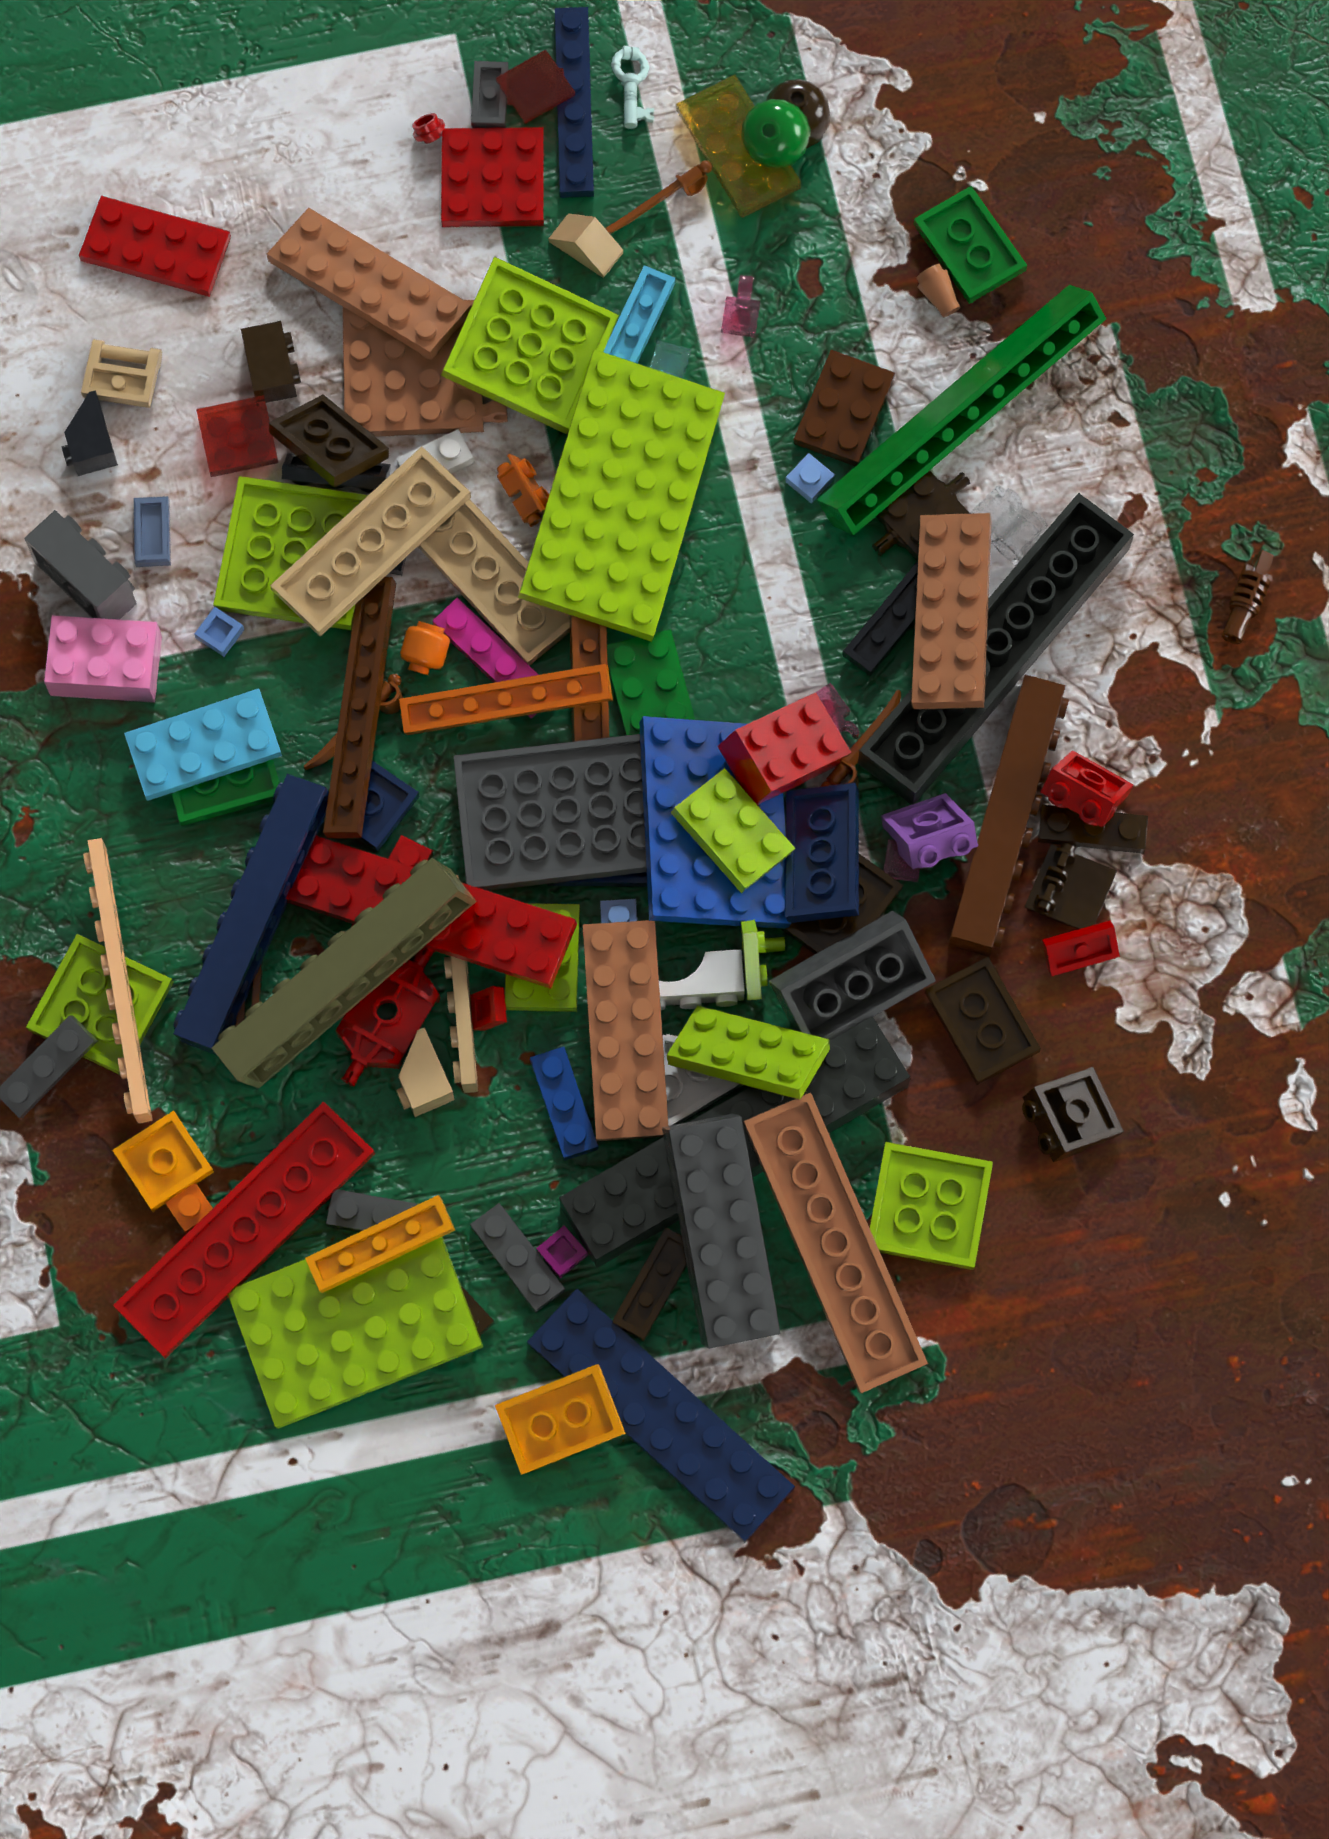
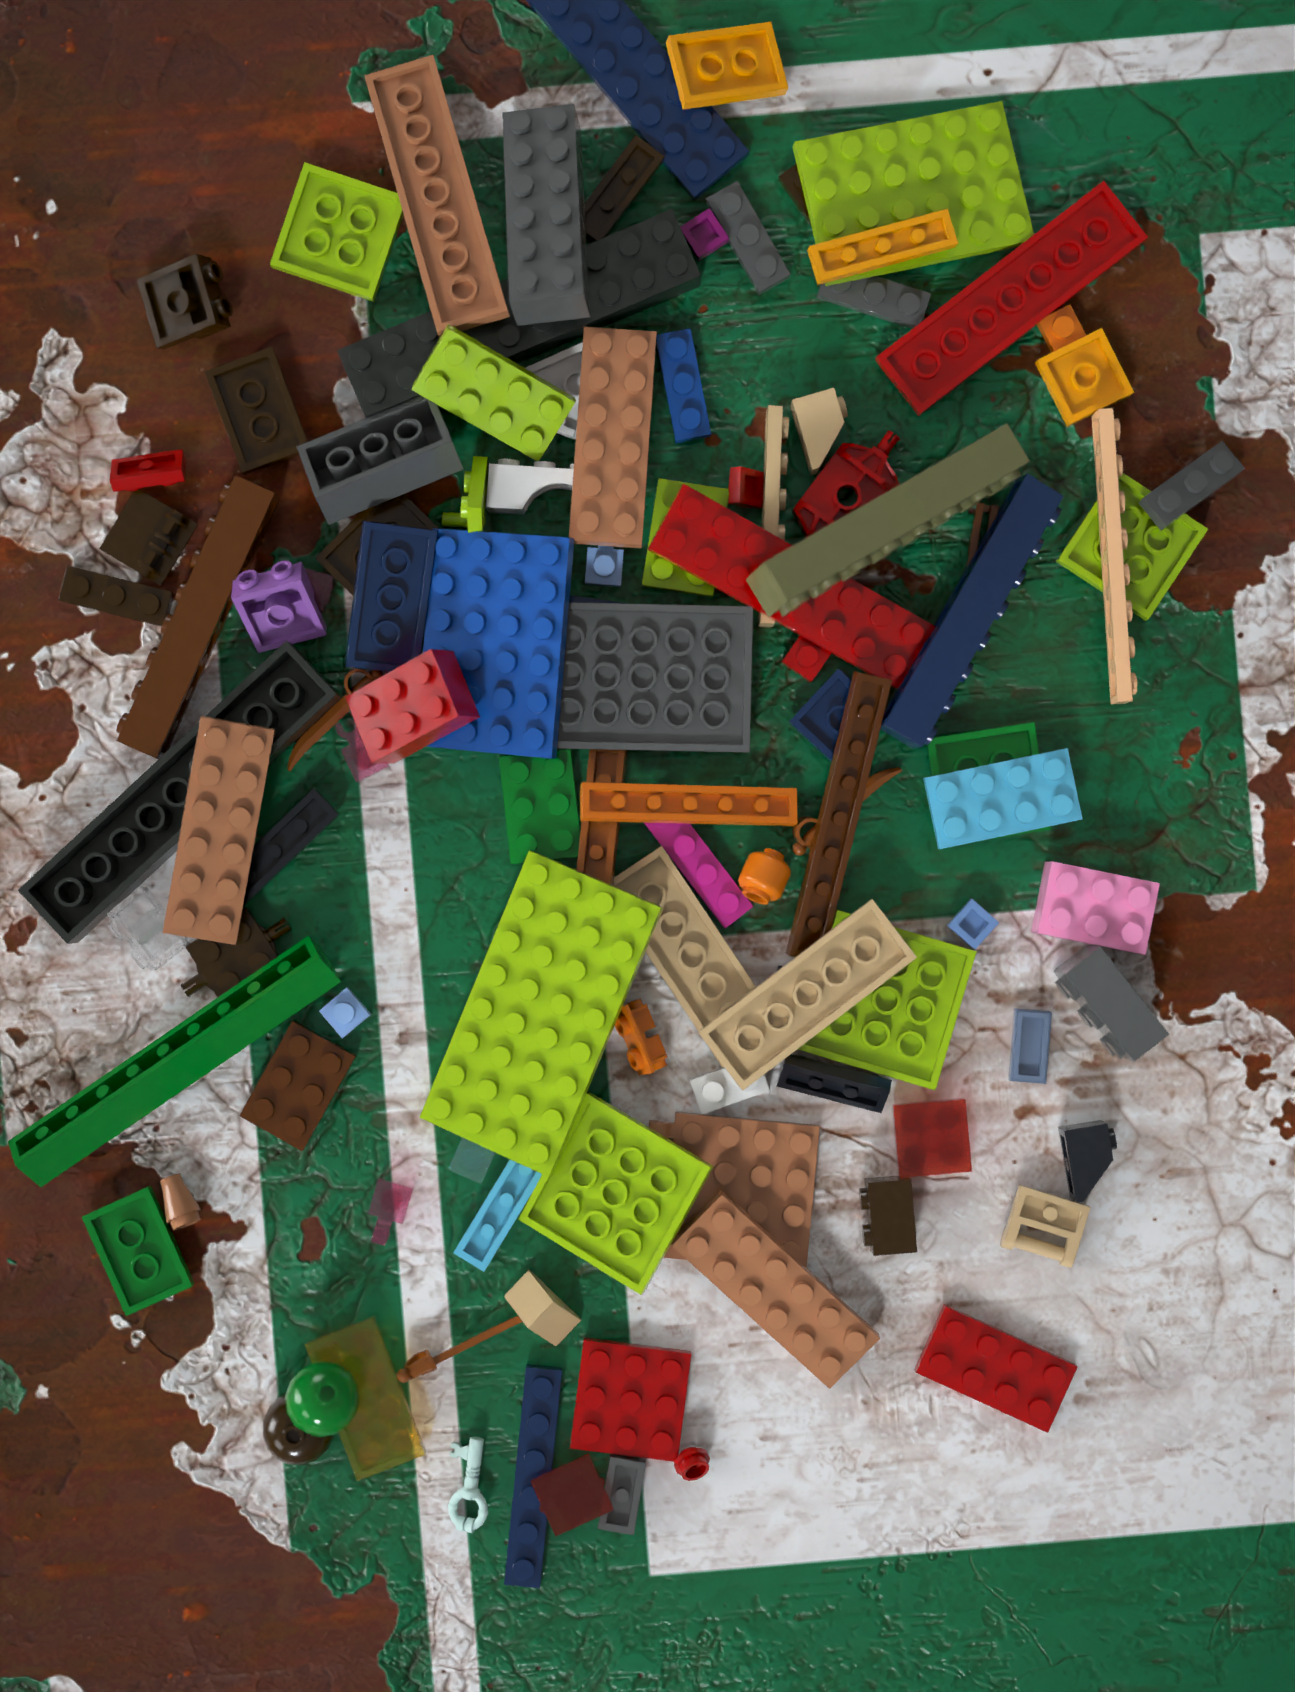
camera: 170 degrees left, 15 degrees up
(328, 440) = (838, 1113): dark brown plate -> none
(732, 830) = (476, 623): lime plate -> none
(1085, 789) = (113, 629): red plate -> none

